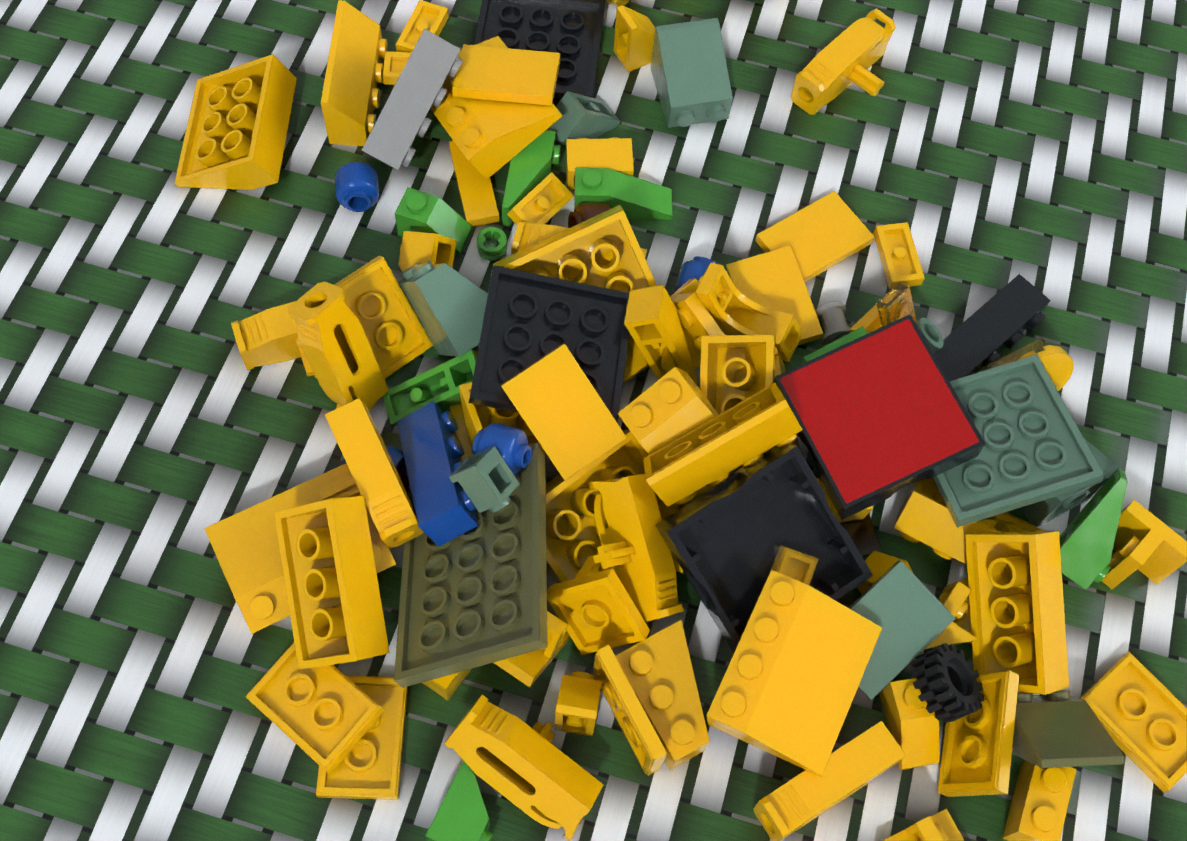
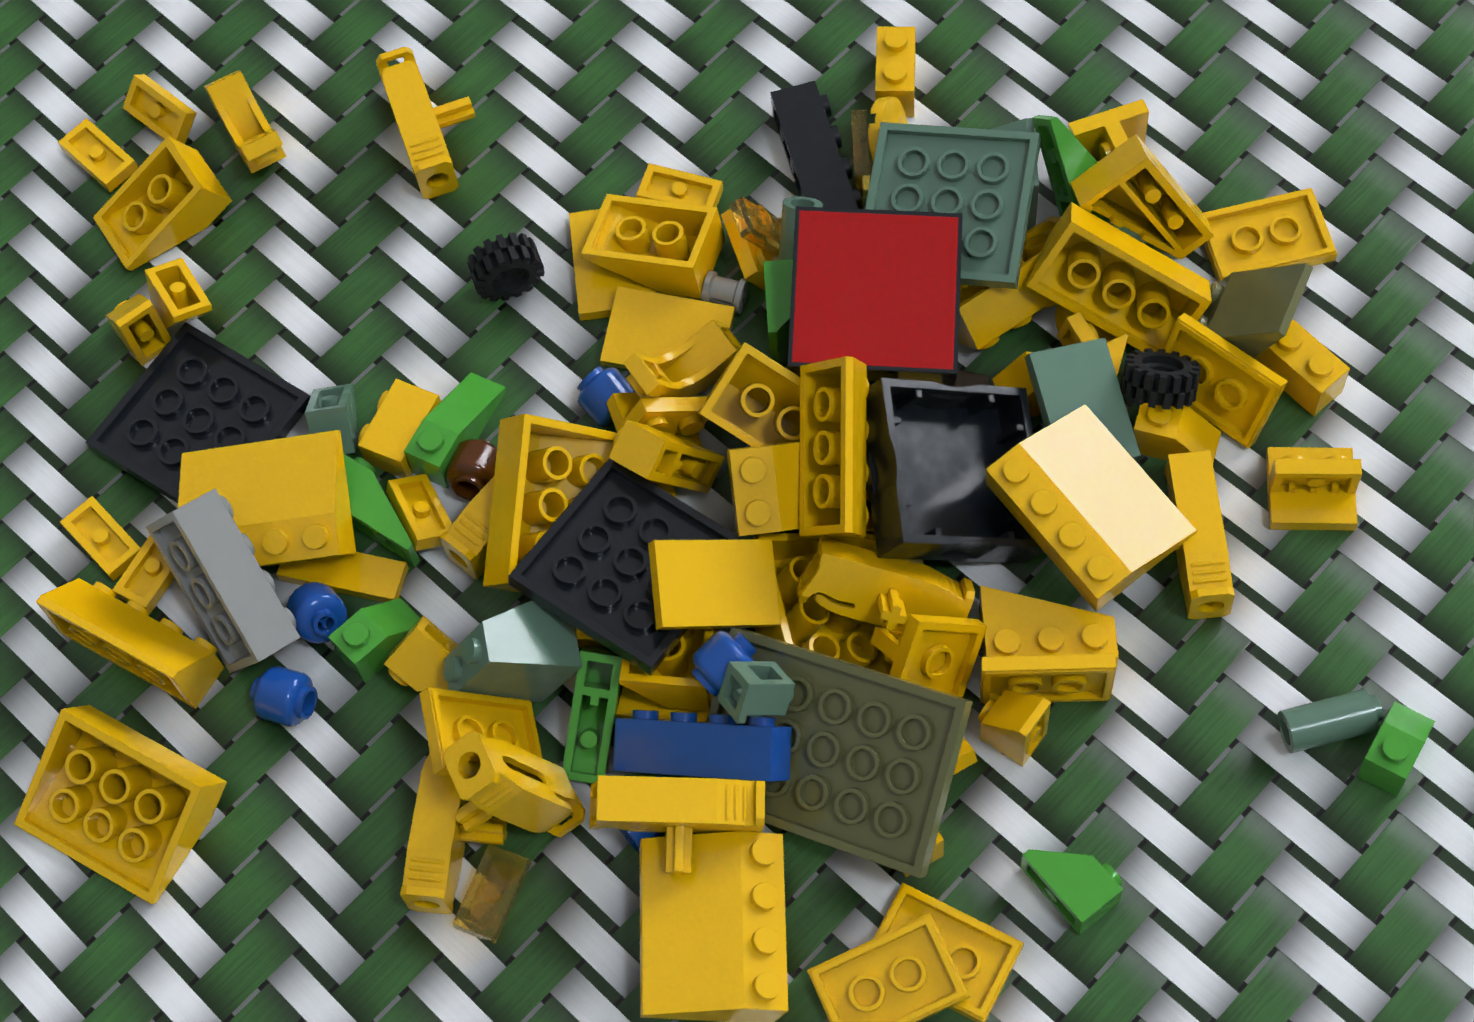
camera: 50 degrees left, 0 degrees up
(269, 387) = (491, 893): none -> clear yellow plate
(331, 582) = (781, 898): yellow slope -> none
(429, 174) = (316, 611): none -> blue head
(492, 253) = (424, 580): bright green bush -> none
(507, 75) = (256, 460): yellow tile -> none
(525, 766) = (1056, 799): yellow piece -> none
(633, 38) = (263, 315): yellow slope -> none
(691, 73) = (345, 280): sand green slope -> none
(761, 166) = (505, 266): none -> black tyre
(795, 564) = (976, 456): yellow tile -> none
(842, 255) = (656, 242): none -> yellow slope
(1104, 356) = (896, 65): none -> yellow brick
(1107, 593) = (1143, 197): none -> yellow wedge

